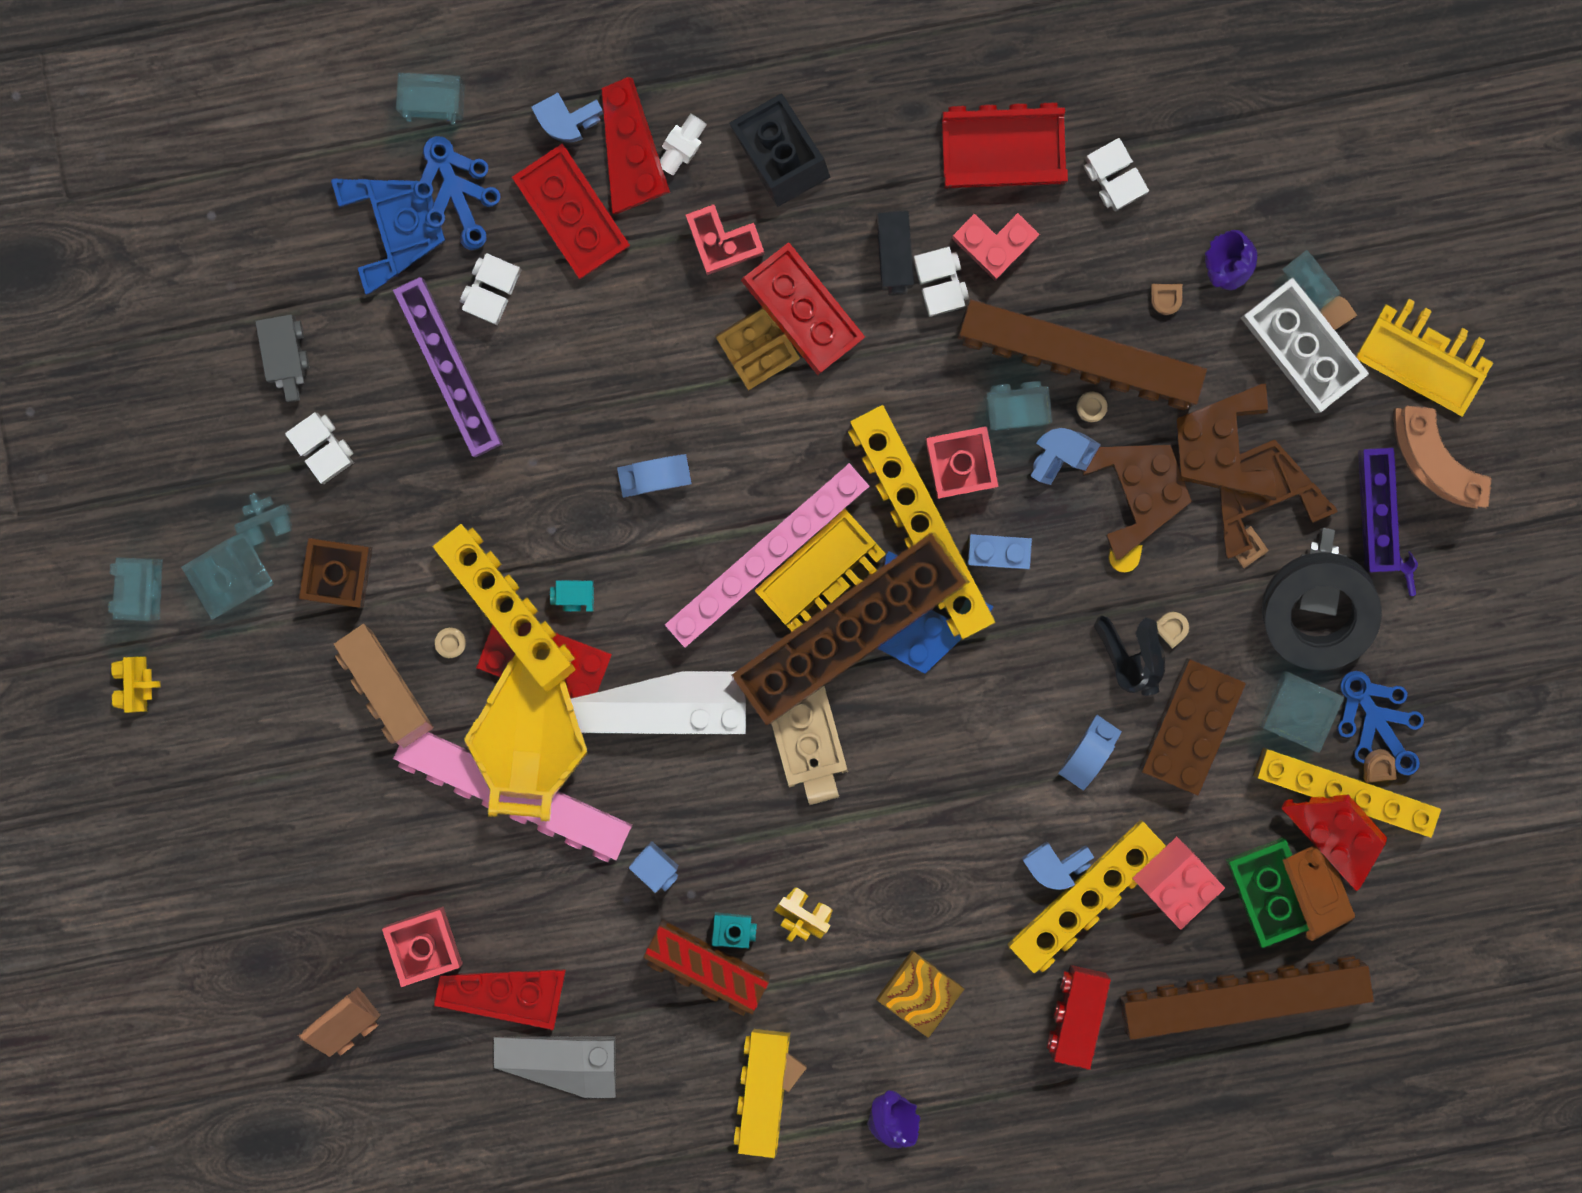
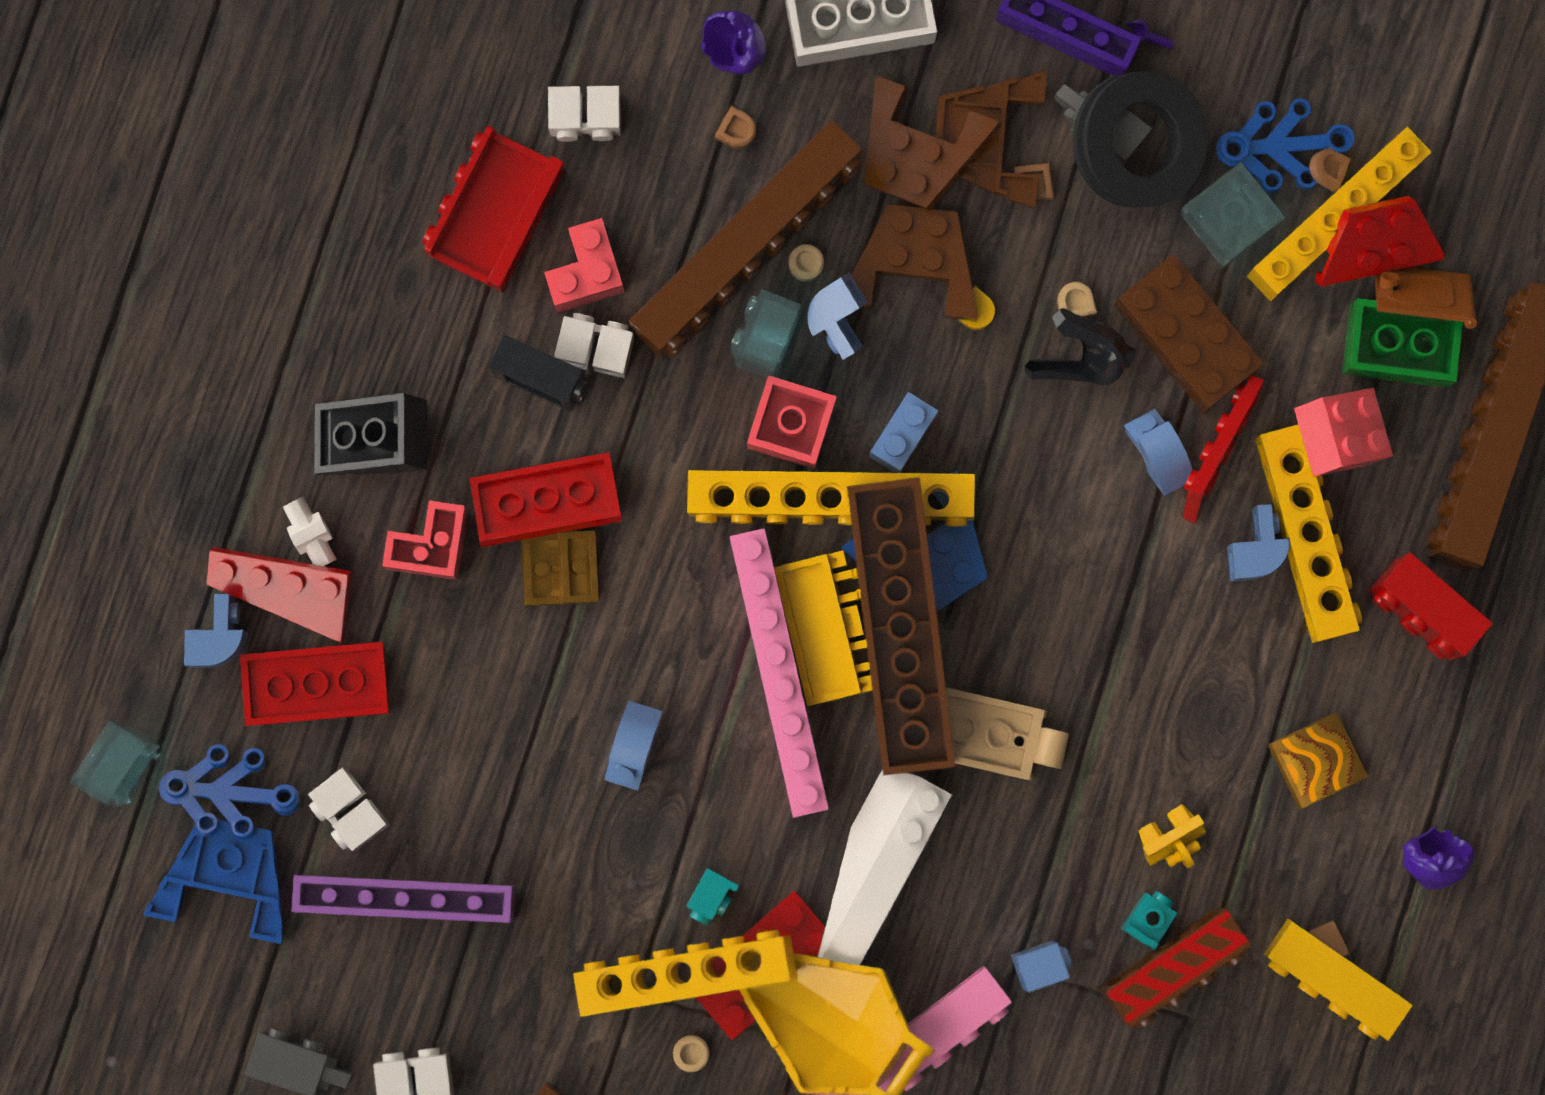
camera: 60 degrees left, 5 degrees down
(1086, 798) = (1218, 453): none -> red wing

